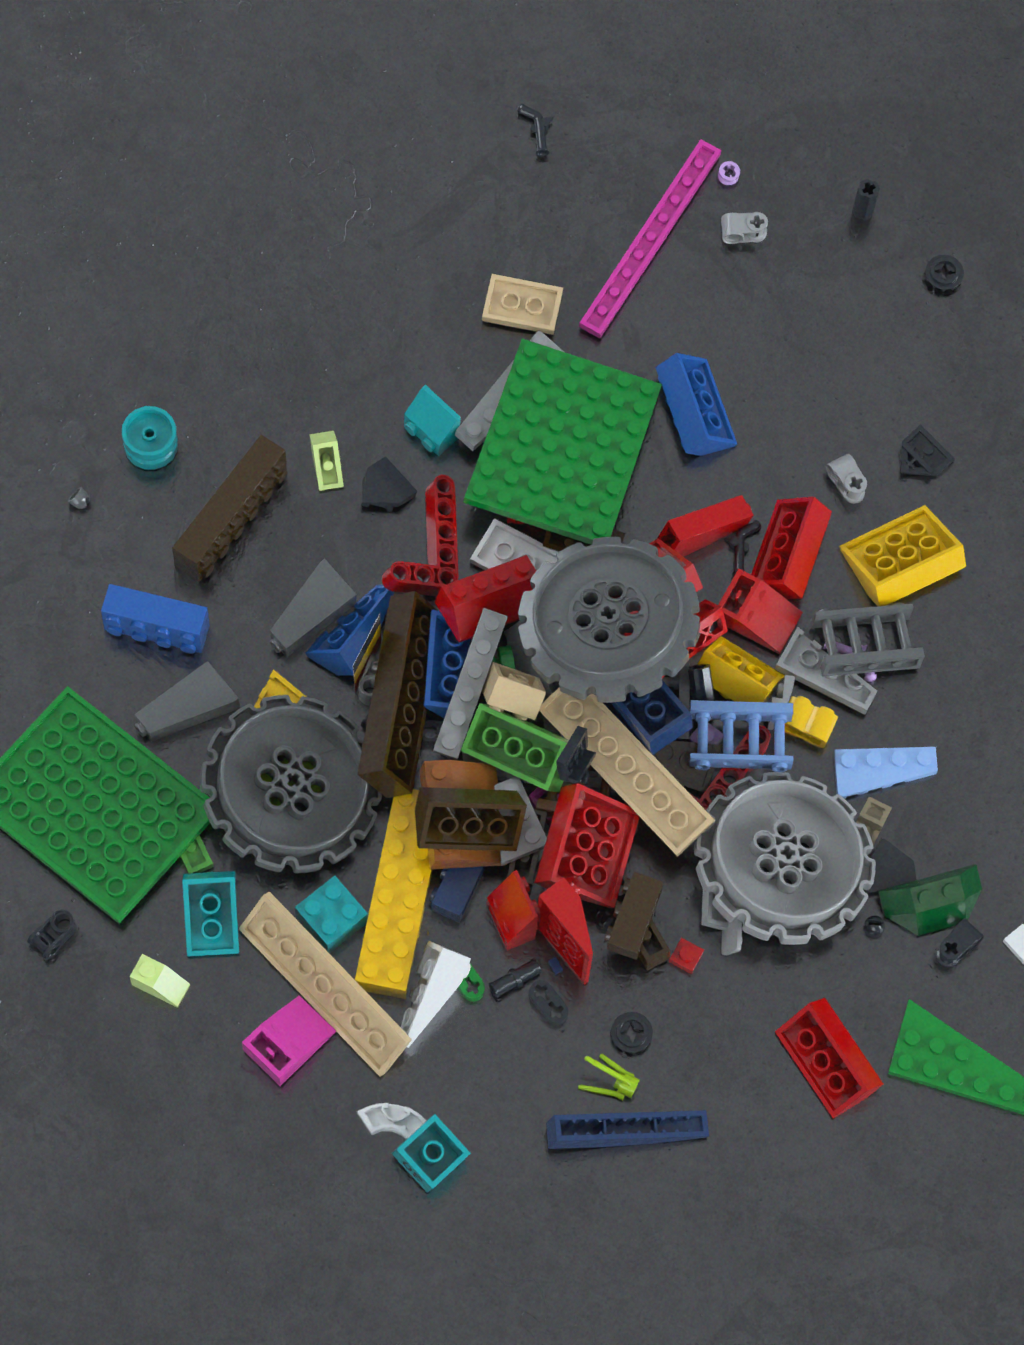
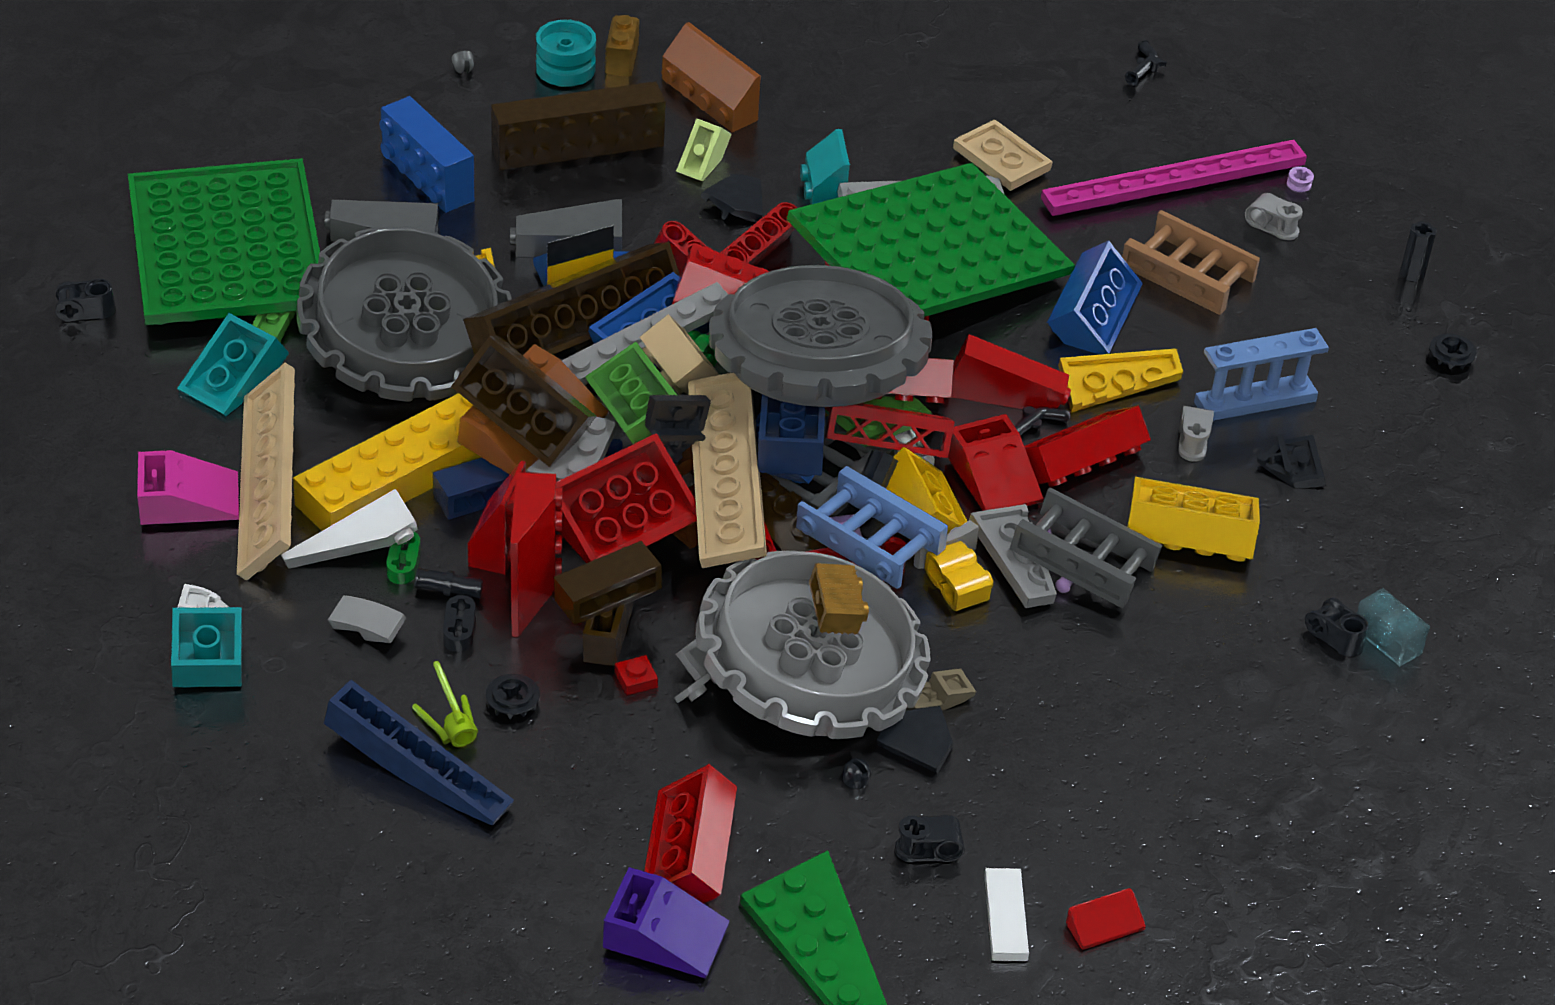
camera: 40 degrees right, 25 degrees down
(159, 981) = (128, 382): yellowish green slope -> none
(177, 396) = (622, 45): none -> pearl gold brick
(274, 387) = (712, 78): none -> dark orange slope
(331, 914) = (332, 427): teal brick -> none
(495, 1048) = (369, 618): none -> light grey slope
(555, 966) = (499, 603): dark blue piece -> none
(725, 340) = (1183, 279): none -> medium nougat fence
(761, 464) = (1117, 375): none -> yellow wing
(791, 825) = (838, 598): none -> pearl gold brick
(859, 402) = (1266, 394): none -> medium blue fence
(870, 1130) = (663, 924): none -> dark purple slope
(874, 768) = (985, 650): light blue wing -> none
(933, 901) = (939, 783): dark green wedge -> none

